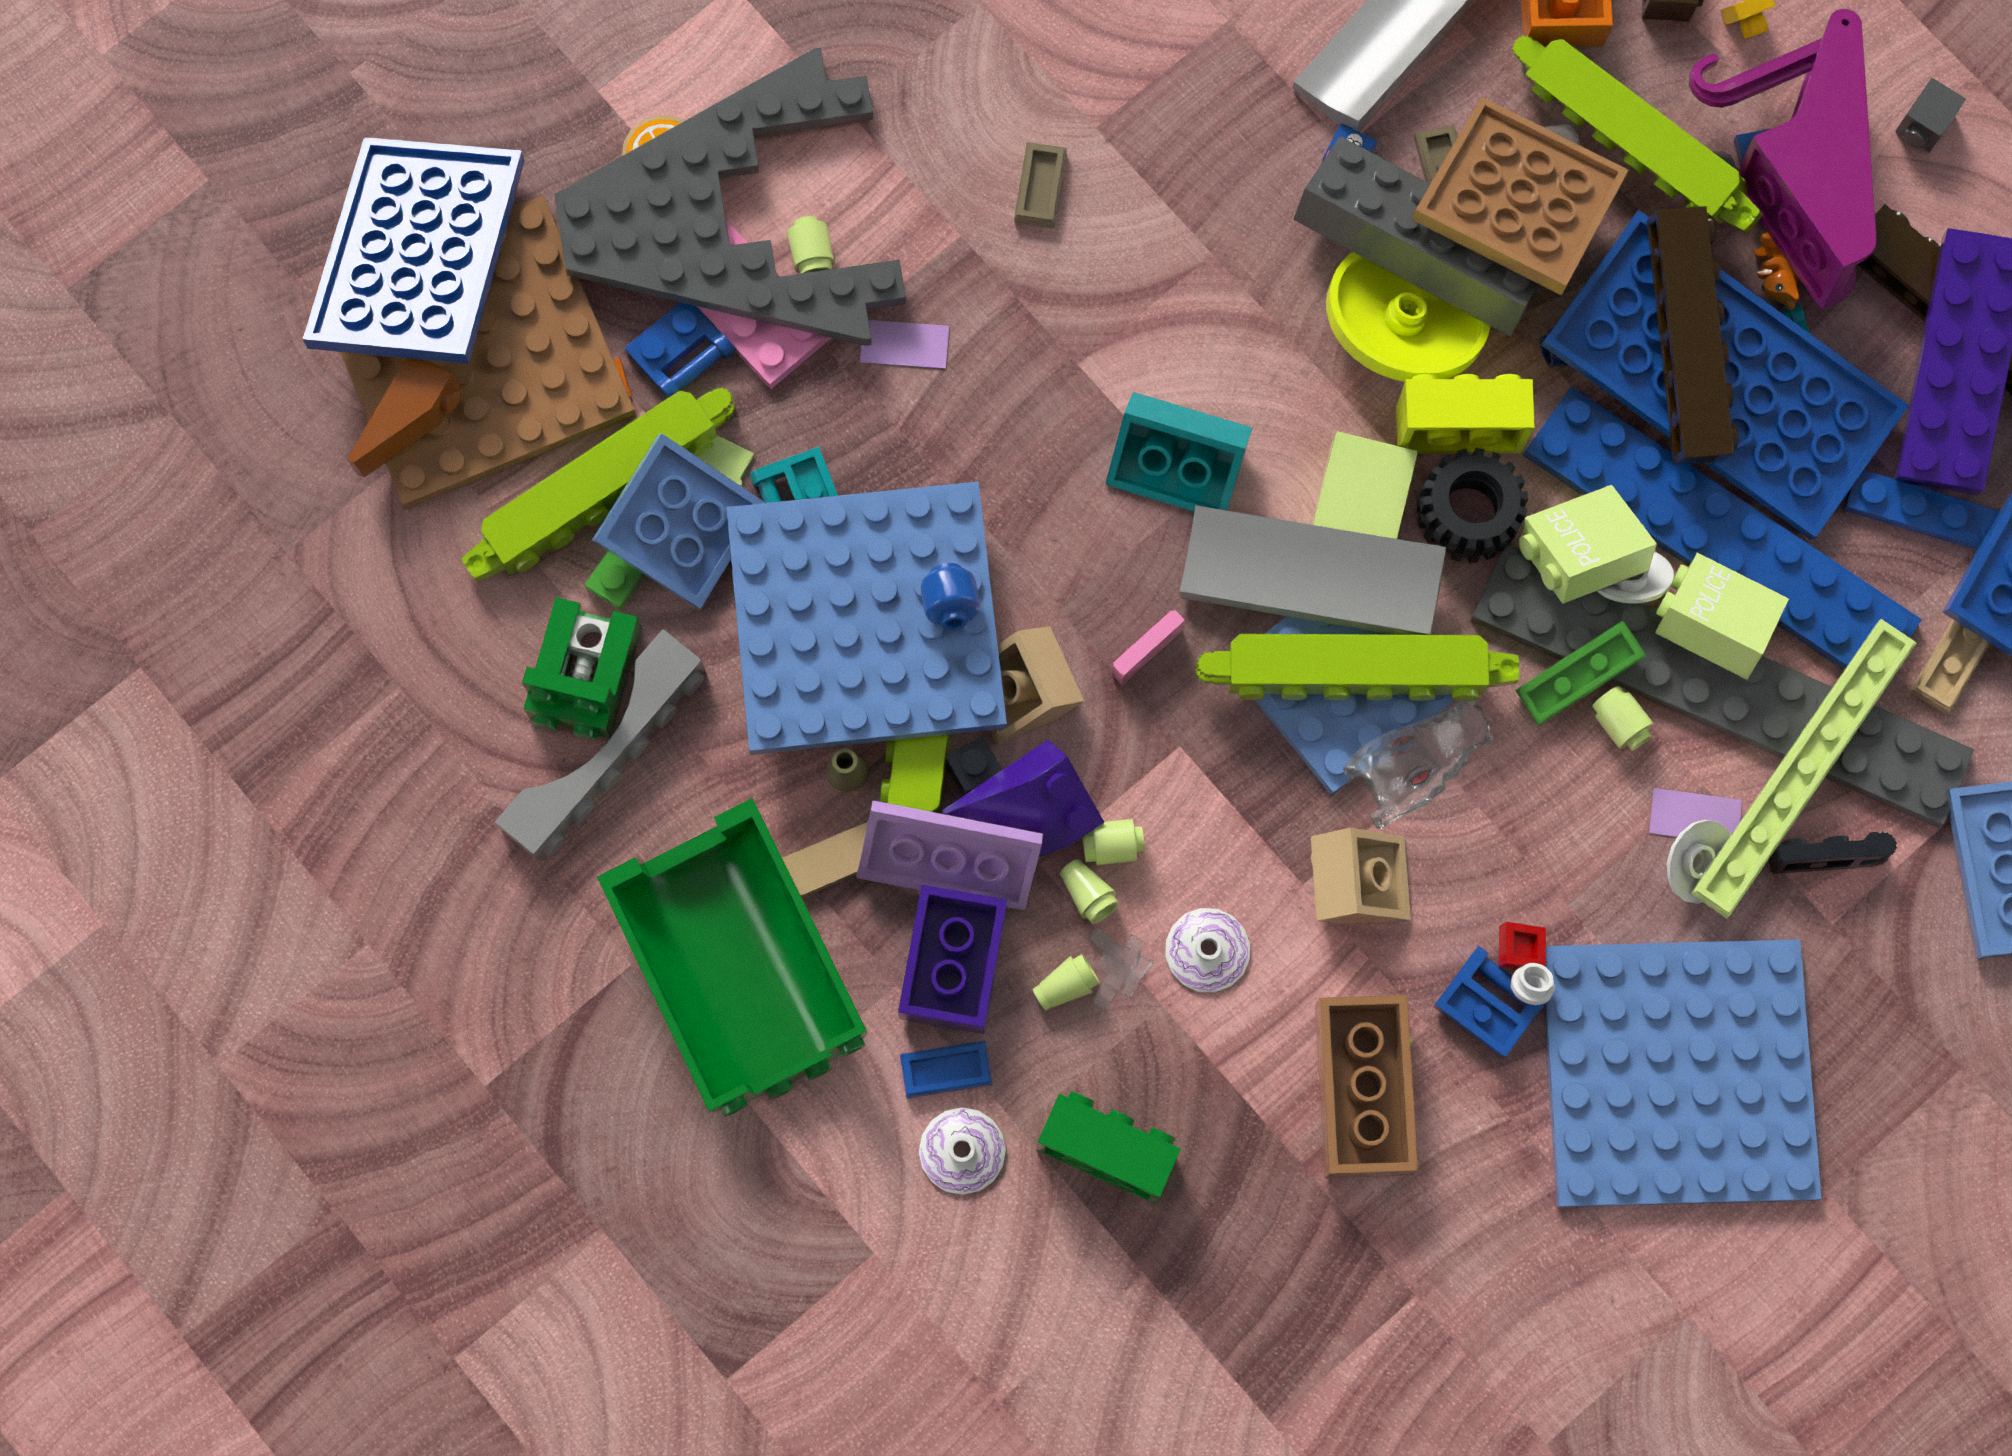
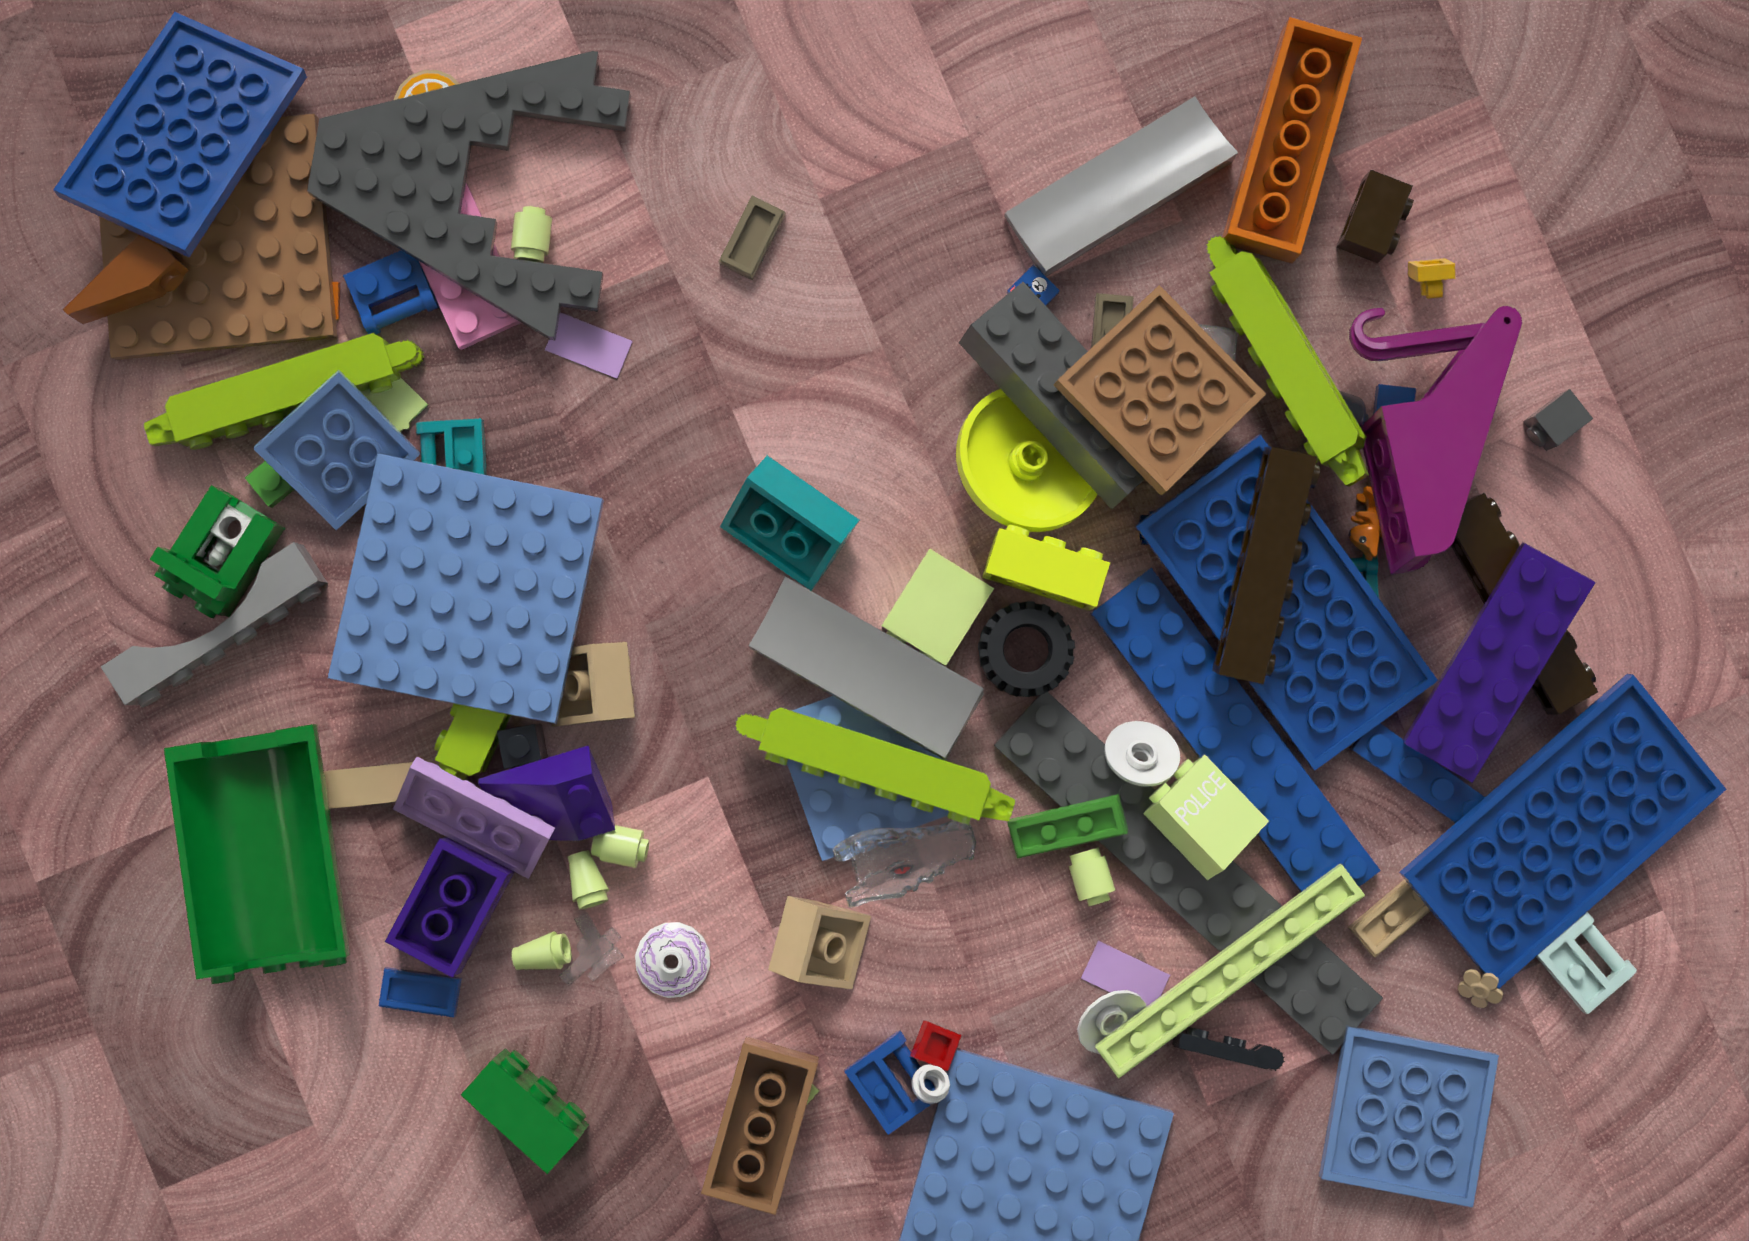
camera: 20 degrees right, 10 degrees up
(846, 779) = (424, 713): olive cone -> none
(950, 596) = (537, 600): blue head -> none
(968, 1173) = (425, 1050): dish -> none
(1147, 647) = (705, 685): bright pink tile -> none
(1587, 544) = (1110, 717): yellowish green brick -> none

